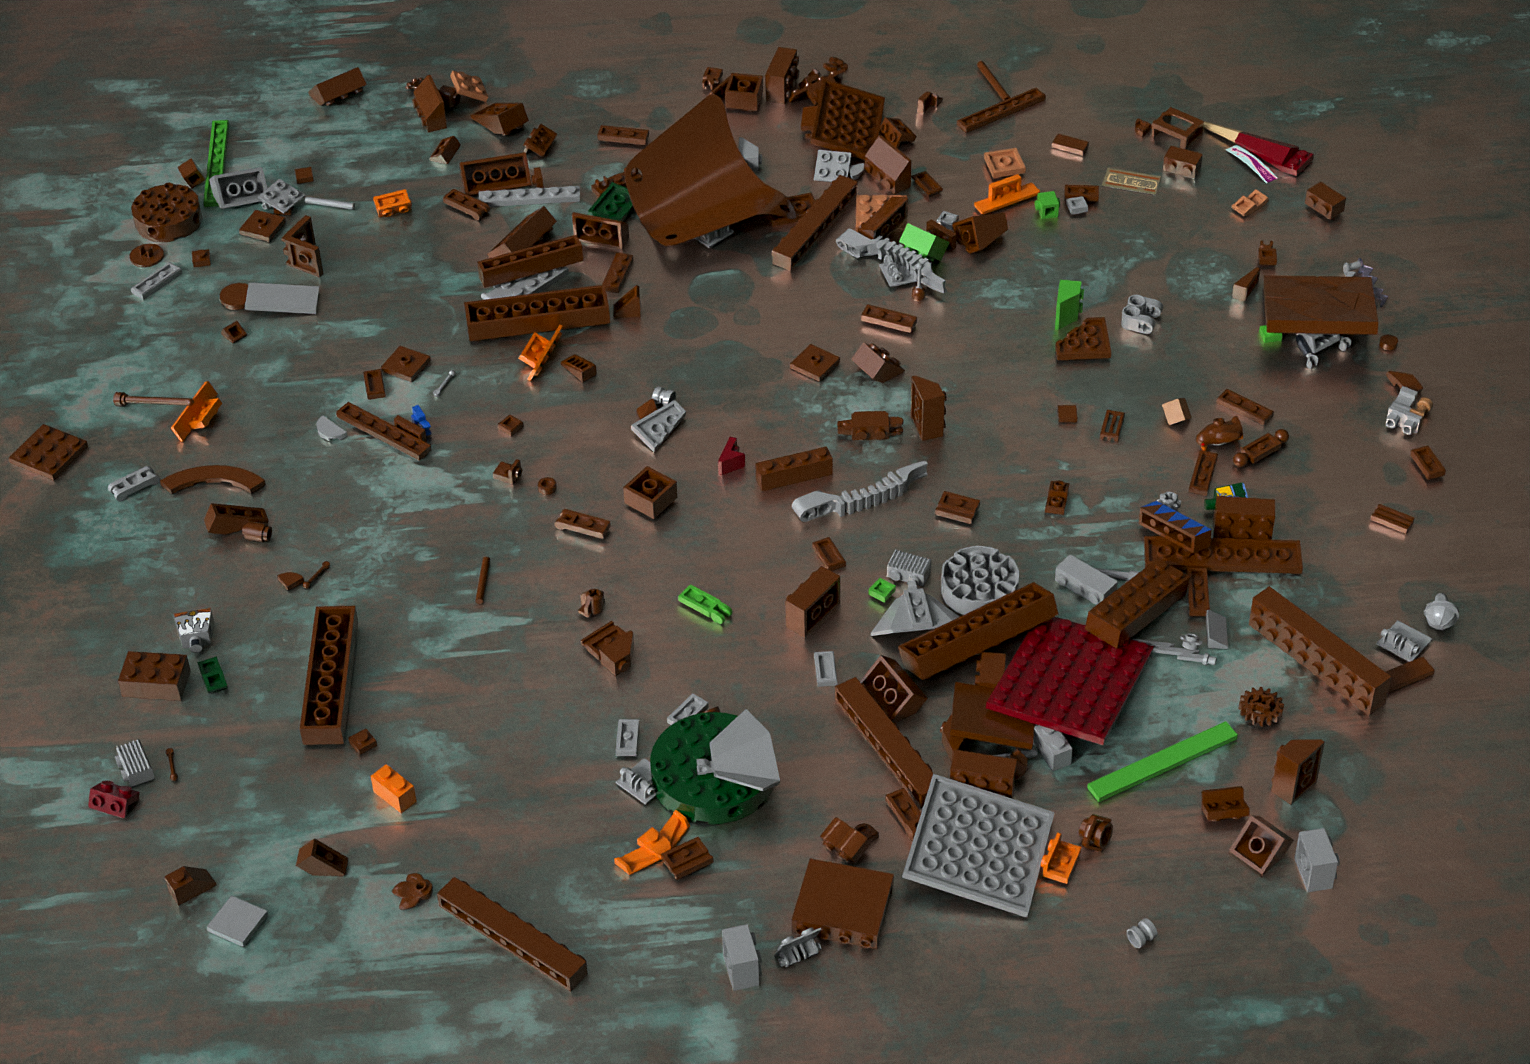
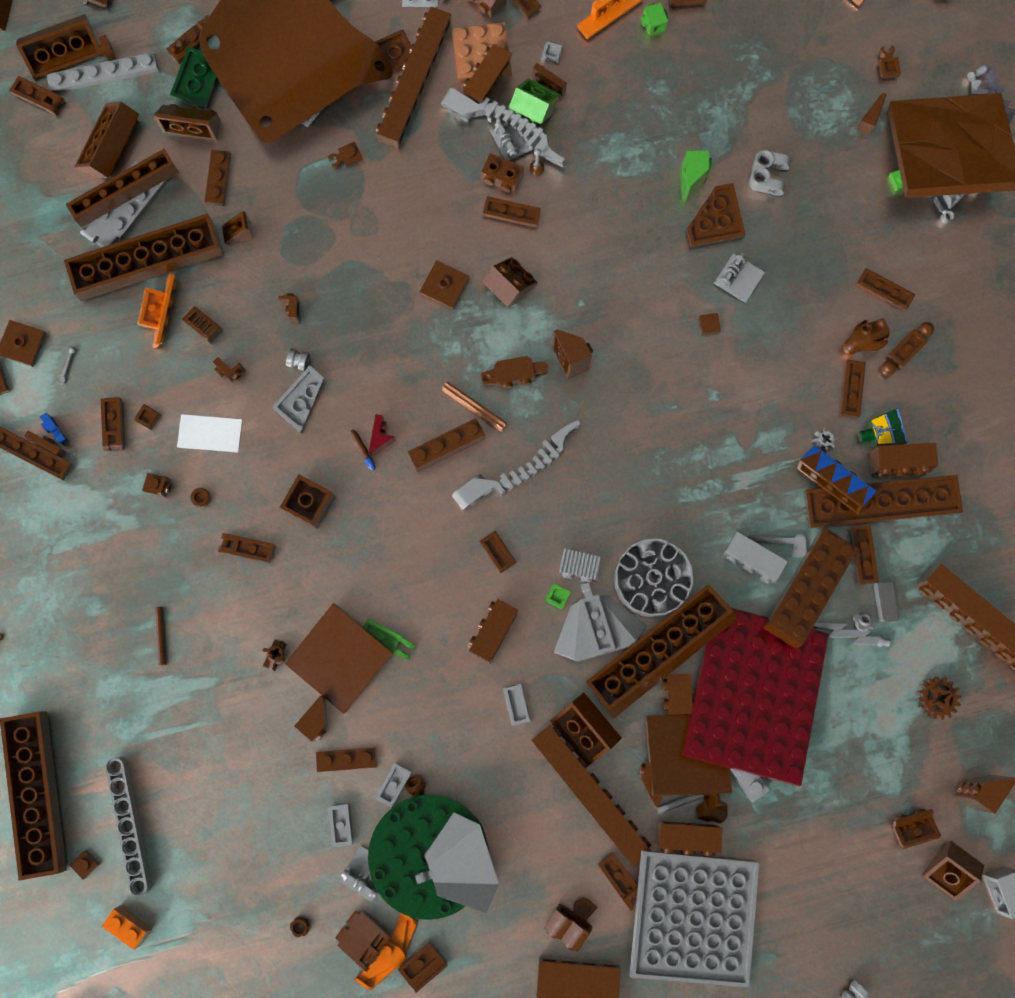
camera: 10 degrees left, 35 degrees up
(415, 713) = (126, 836): none -> light grey beam
(476, 424) = (112, 423): none -> reddish brown plate
(566, 443) = (209, 433): none -> white sticker
(567, 812) = (294, 927): none -> reddish brown plate
(596, 399) = (232, 374): none -> reddish brown bracket
(601, 638) = (296, 702): reddish brown plate -> none
(630, 824) = (362, 939): none -> reddish brown plate
(644, 691) = (346, 759): none -> reddish brown plate
(646, 409) = (284, 379): reddish brown slope -> none
(655, 610) = (339, 658): none -> reddish brown tile
(665, 358) = (292, 306): none -> reddish brown bracket
(711, 467) = (363, 450): none -> reddish brown piece
(741, 268) = (348, 154): none -> reddish brown plate
(818, 442) = (474, 406): none -> nougat axle
(885, 291) = (502, 173): none -> reddish brown brick
(957, 507) = (616, 473): reddish brown plate -> none
(980, 230) = (590, 71): reddish brown slope -> none
(1057, 497) = (713, 443): reddish brown slope -> none
(1060, 859) = (771, 918): orange bracket -> none
(1077, 205) = (685, 14): light grey plate -> none
(1096, 832) = (800, 882): reddish brown piece -> none
(1101, 383) = (739, 277): none -> light grey hinge
(1110, 434) = (754, 349): reddish brown tile -> none
(1162, 761) = (851, 777): bright green tile -> none
(1176, 411) = (819, 308): panel -> none

